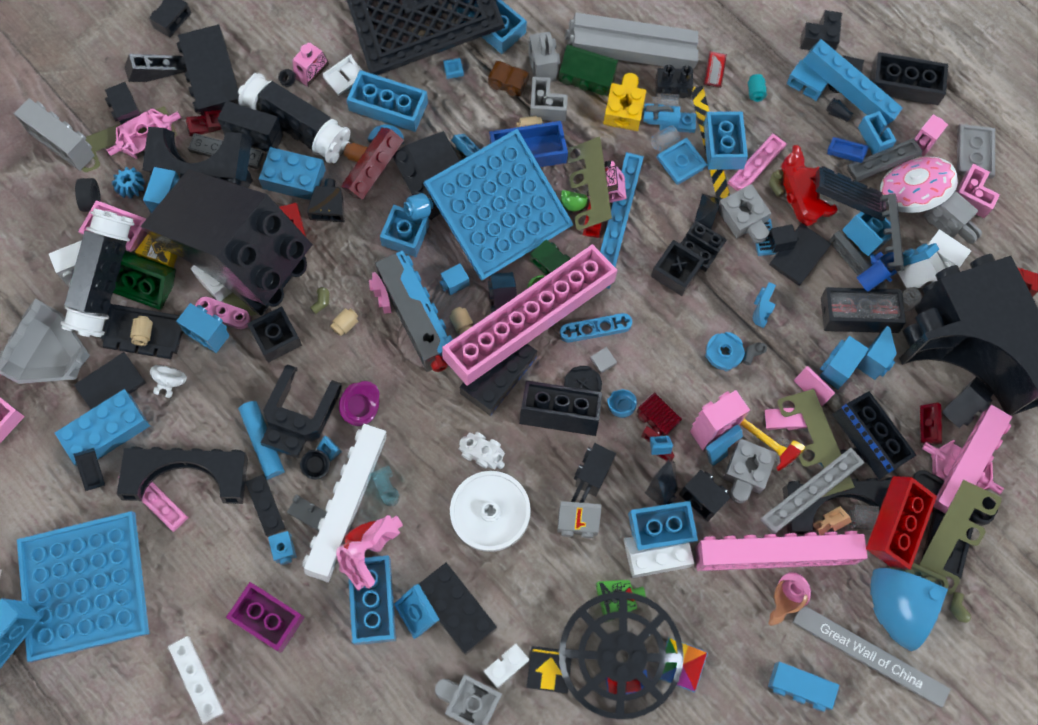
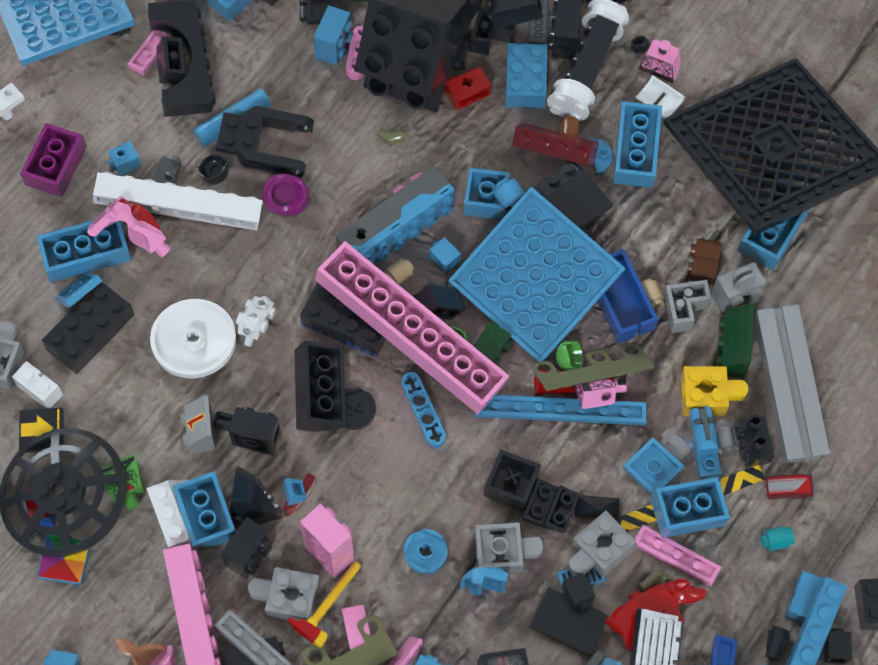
camera: 80 degrees right, 5 degrees down
(167, 378) = (276, 19): white hair -> none
(184, 485) = (170, 60): none -> black brick
(265, 505) = (166, 137): black plate -> none
(274, 334) = (341, 100): black brick -> none
(327, 203) = (502, 115): black torso -> none
(329, 447) = (235, 179): dark azure slope -> none
(344, 322) = (372, 161): tan brick -> none
(388, 493) = (203, 237): clear light blue leg -> none
(453, 68) = (703, 204): dark azure tile -> none
(464, 144) = (608, 234): dark azure plate -> none
(603, 360) = (387, 424): light grey tile -> none
(622, 403) = (338, 448): dark azure hair -> none
(658, 415) = (332, 489): dark red brick -> none
(718, 449) = (305, 557): dark azure tile -> none
(736, 288) = (504, 547): none -> light grey brick
(752, 351) = (433, 583): dark grey arm -> none

